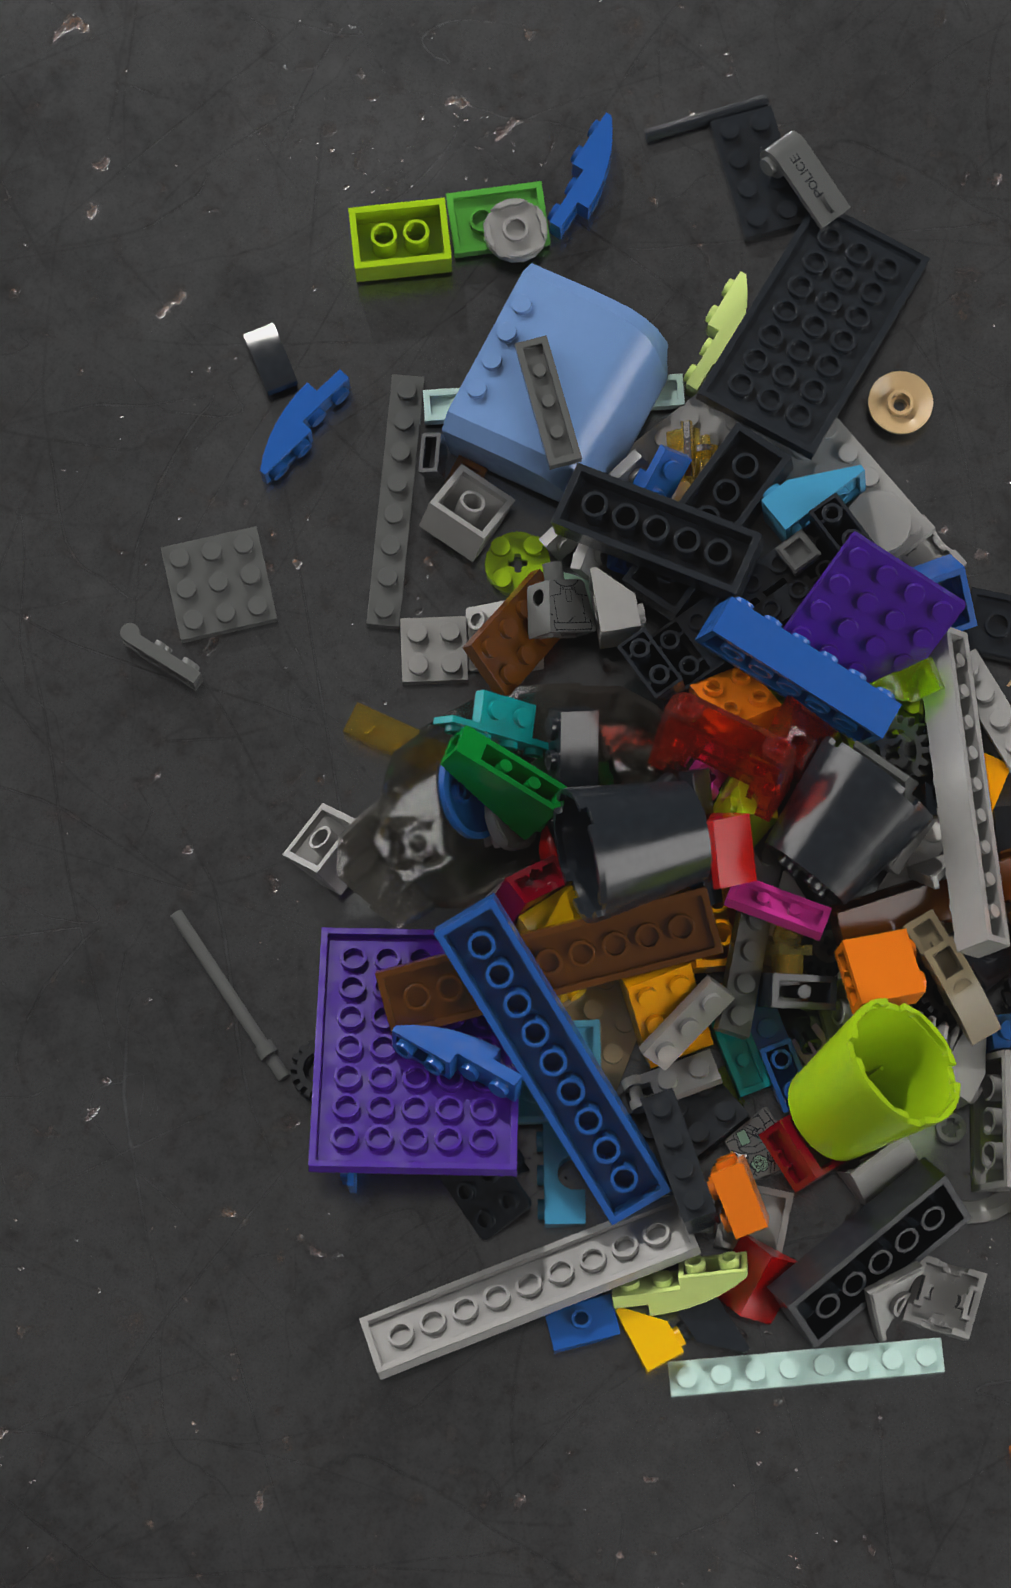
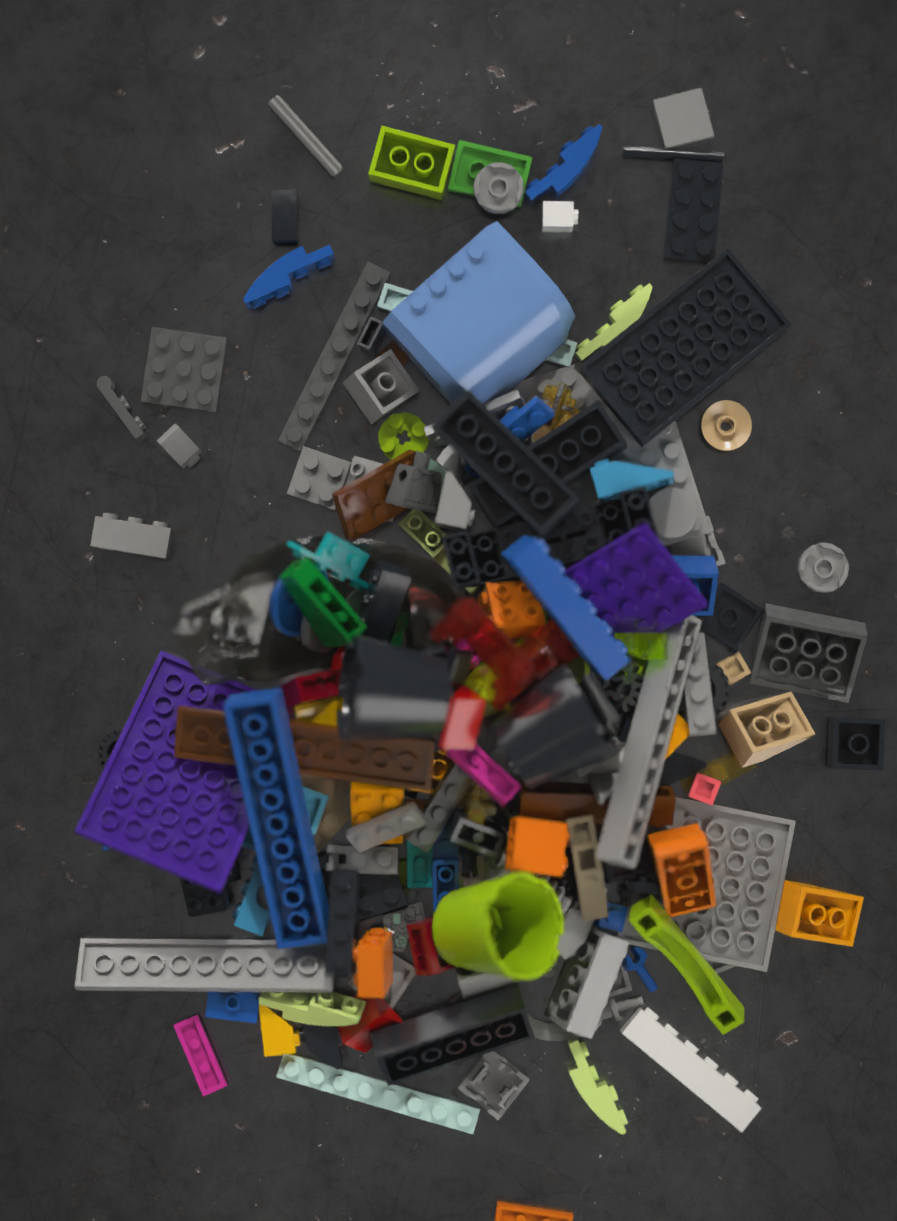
camera: 15 degrees right, 10 degrees up
(233, 804) = (132, 536): none -> light grey brick
(251, 673) = (180, 447): none -> light grey slope
(259, 258) = (305, 135): none -> light grey axle
(264, 1048) = (88, 721): dark grey bar -> none
(317, 844) = (183, 587): light grey slope -> none
(378, 729) = (259, 524): clear yellow plate -> none
(447, 1050) = (206, 784): blue slope -> none
(548, 402) = (464, 334): dark grey plate -> none
(565, 1405) = (200, 1054): none -> dark pink plate
(600, 237) = (559, 216): none -> white brick
(600, 668) = (429, 538): none -> yellowish green slope
(701, 73) = (683, 118): none -> light grey tile
(798, 552) = (602, 517): dark grey tile -> none
(806, 175) = (726, 229): dark grey door -> none
(889, 1297) = (455, 1069): light grey tile -> none

